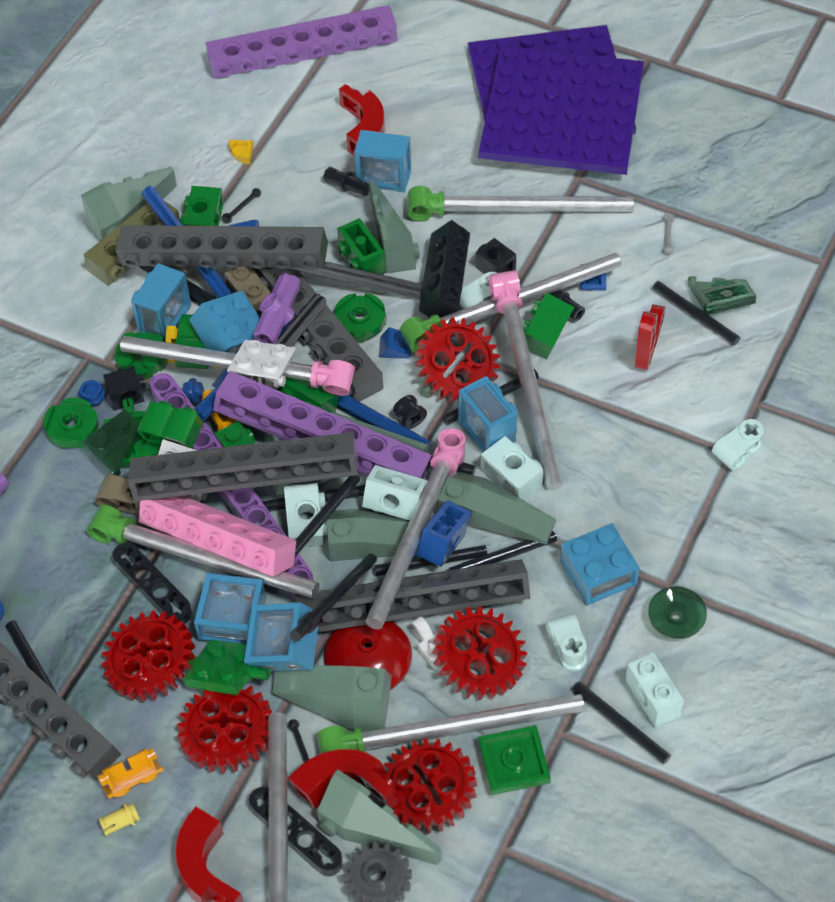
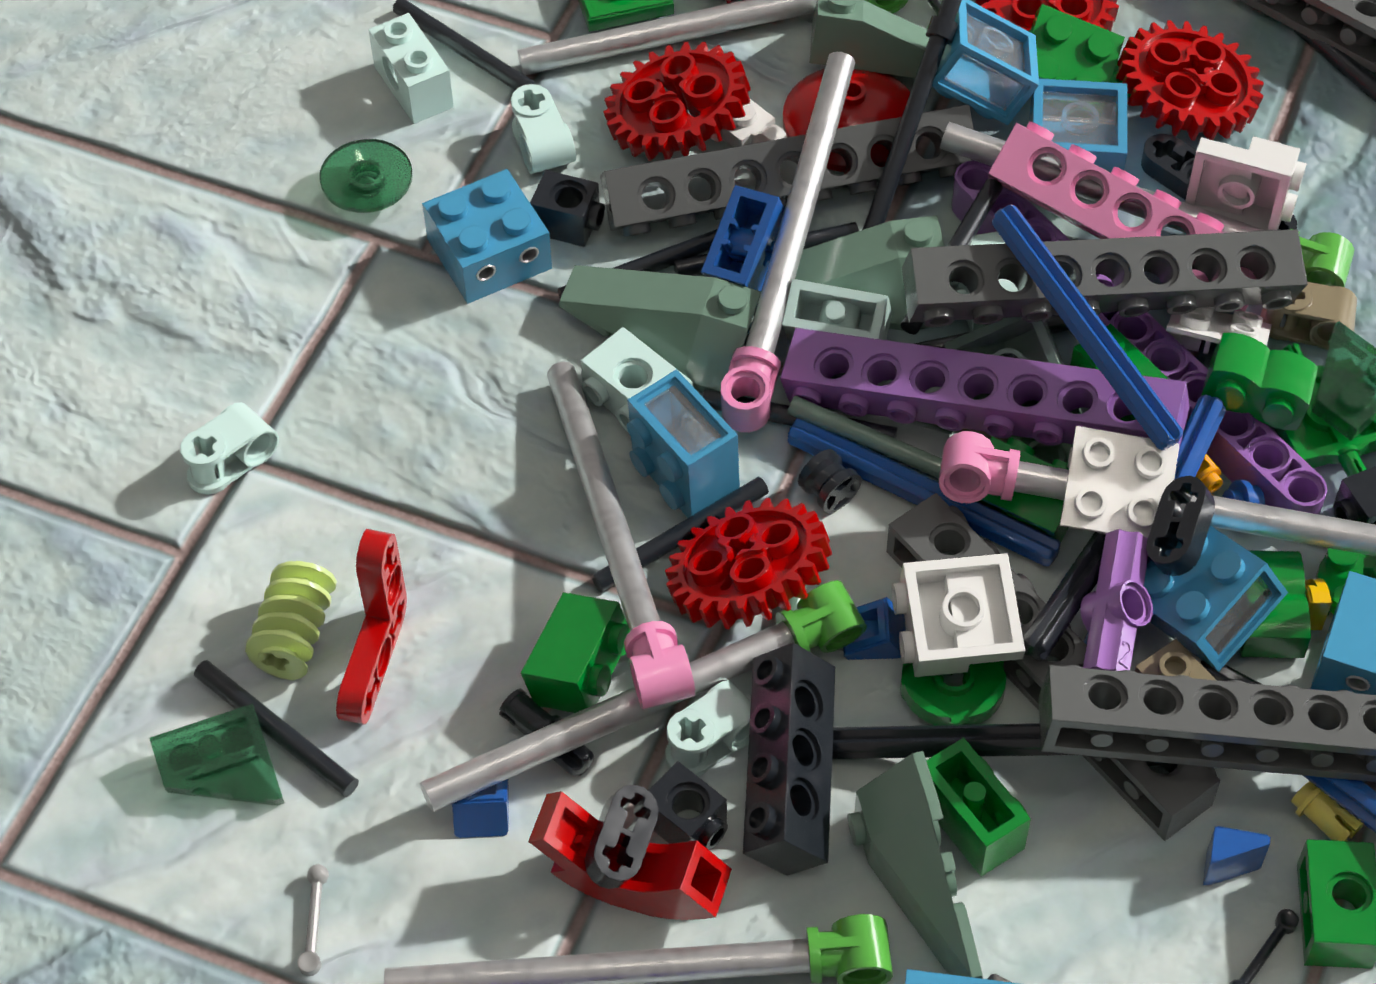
camera: 175 degrees right, 0 degrees up
(142, 542) = (1245, 182): none -> white plate
(240, 334) = (1186, 526): none -> black beam
(265, 413) = (1087, 328): none -> blue axle
(355, 316) = (957, 614): none -> white plate
(522, 237) = (673, 879): none -> red arch
(525, 232) = (611, 832): none -> black beam
(551, 594) = (568, 207): none -> black brick
(692, 351) = (290, 619): none -> yellowish green piece

